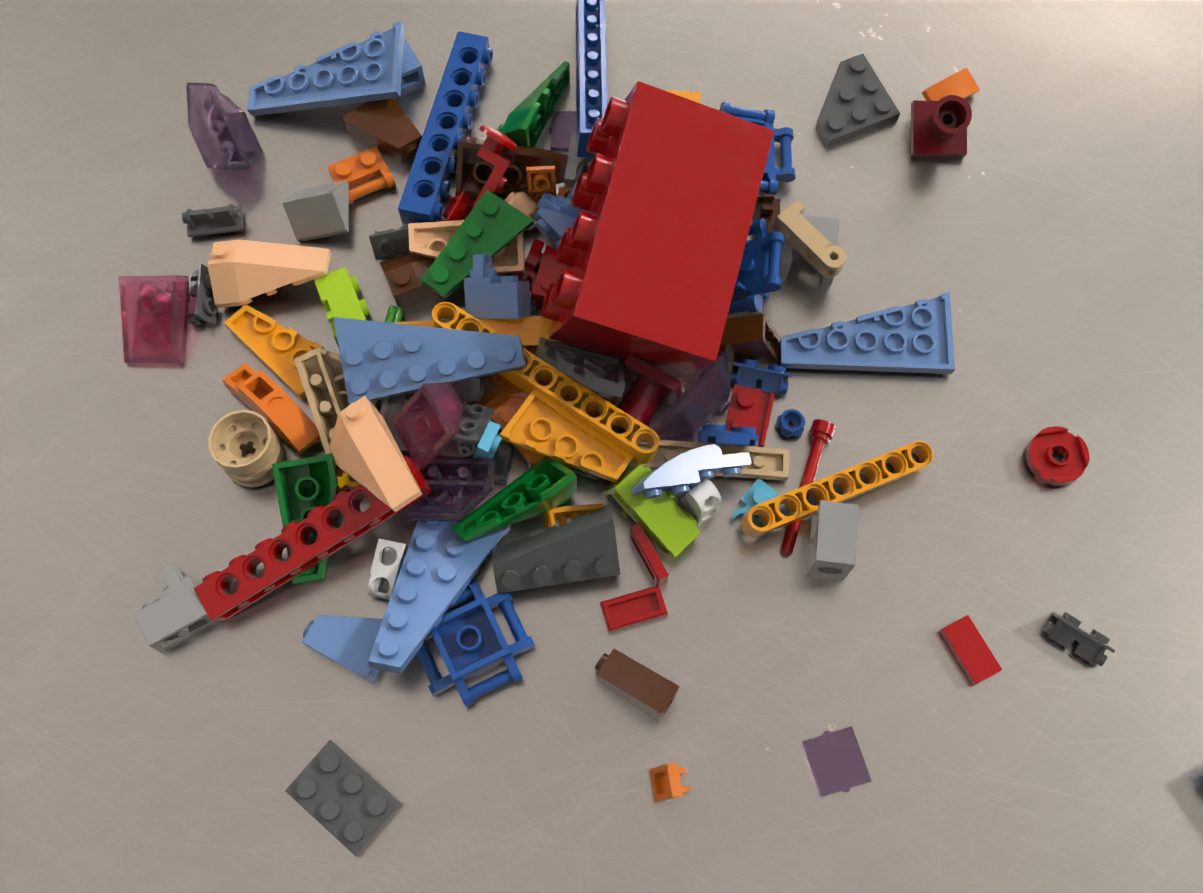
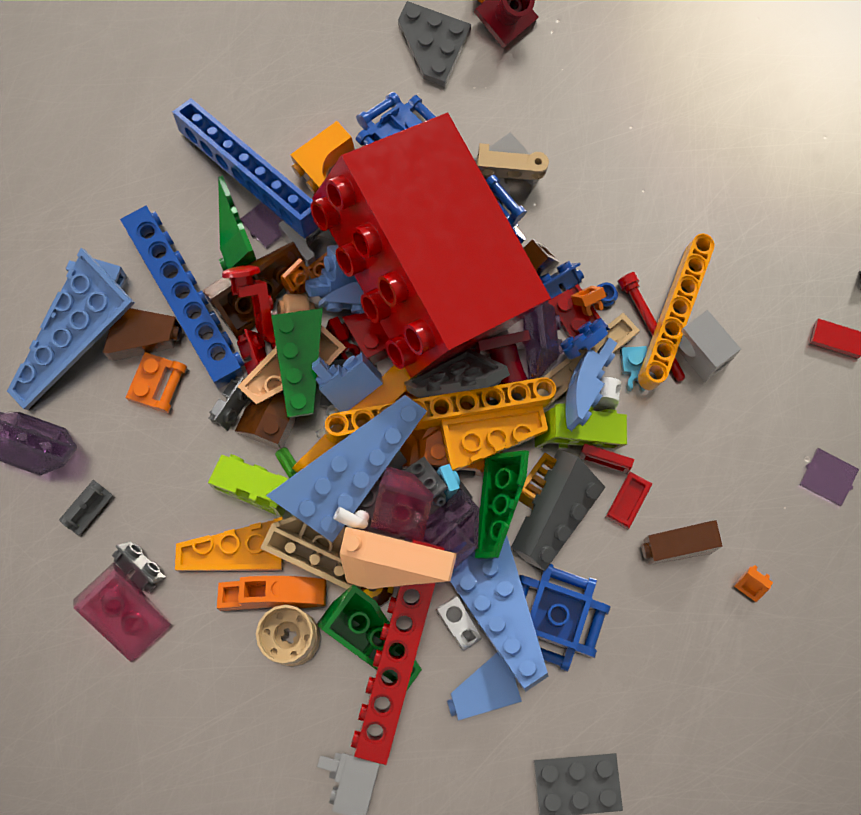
camera: 45 degrees left, 5 degrees up
(253, 268) = (159, 514): light nougat wedge -> none
(319, 211) = (156, 432): light grey slope -> none
(378, 399) = (356, 520): none -> white arm
(768, 408) = (587, 297): none -> orange tile
(888, 340) = (612, 185): medium blue wing -> none
(1049, 470) = (775, 185): red plate -> none

